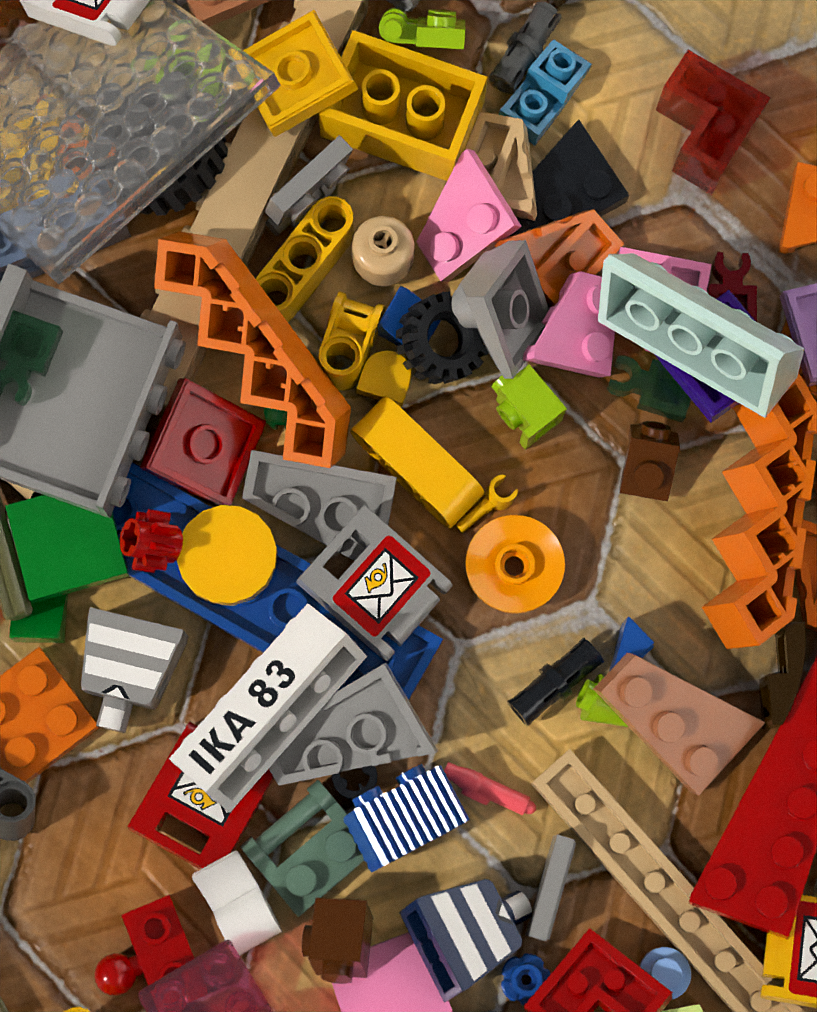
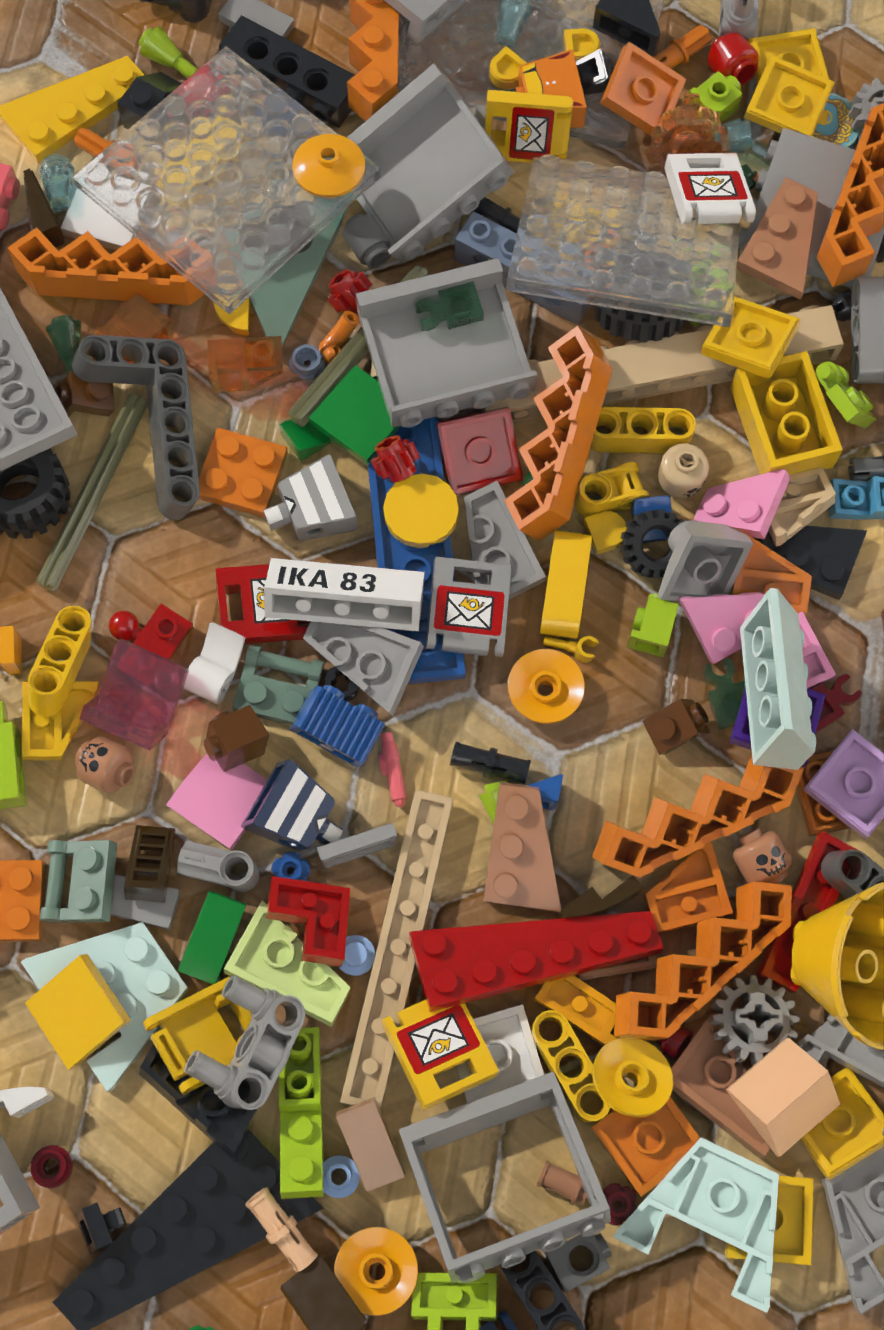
camera: 55 degrees right, 5 degrees down
(306, 187) = (696, 397): light grey plate -> none

